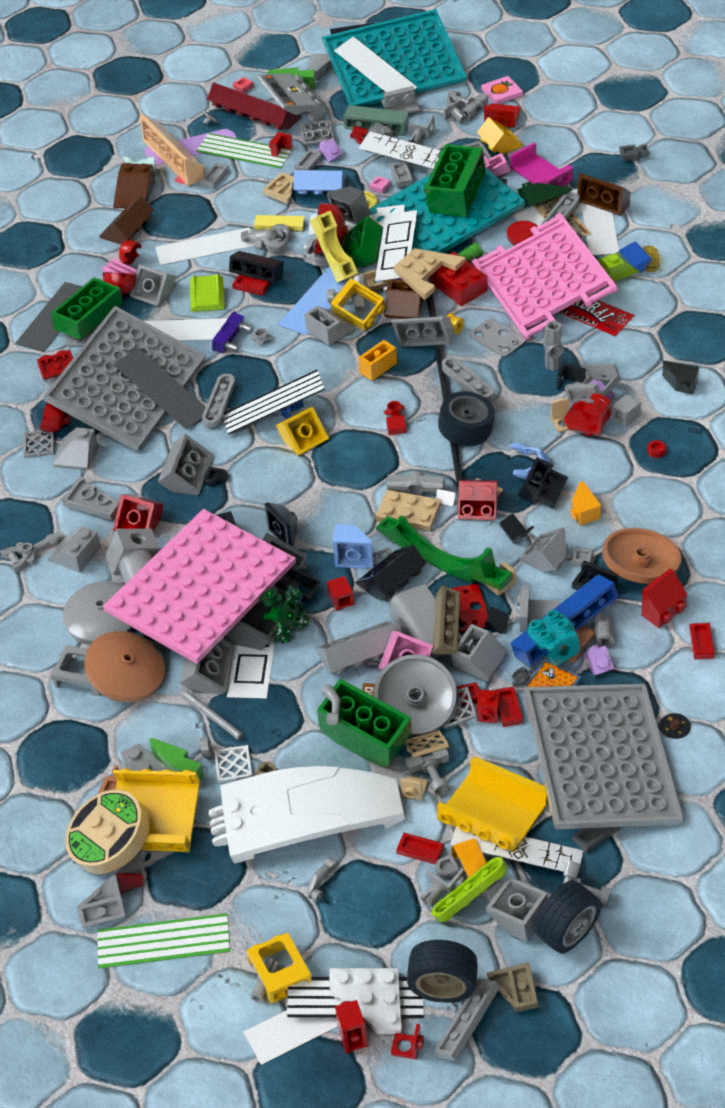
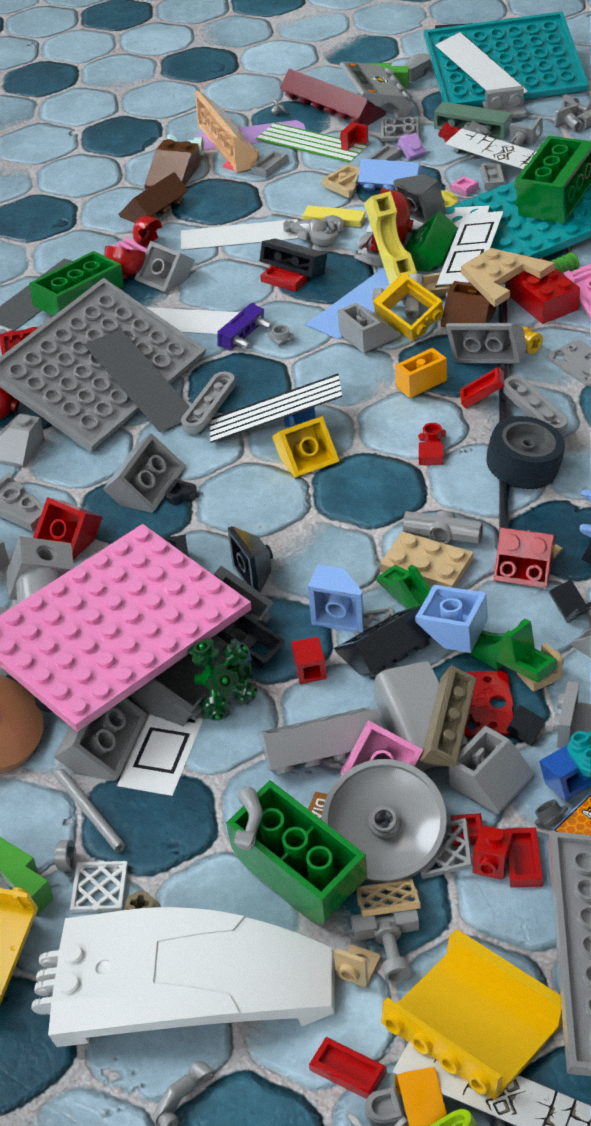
camera: 10 degrees right, 5 degrees down
(207, 293) = (227, 282): lime slope -> none
(243, 85) = (327, 77): coral tile -> none
(425, 368) = (482, 387): none -> red tile
(436, 550) = (454, 617): none -> light blue slope
(446, 497) = (481, 550): white sticker -> none

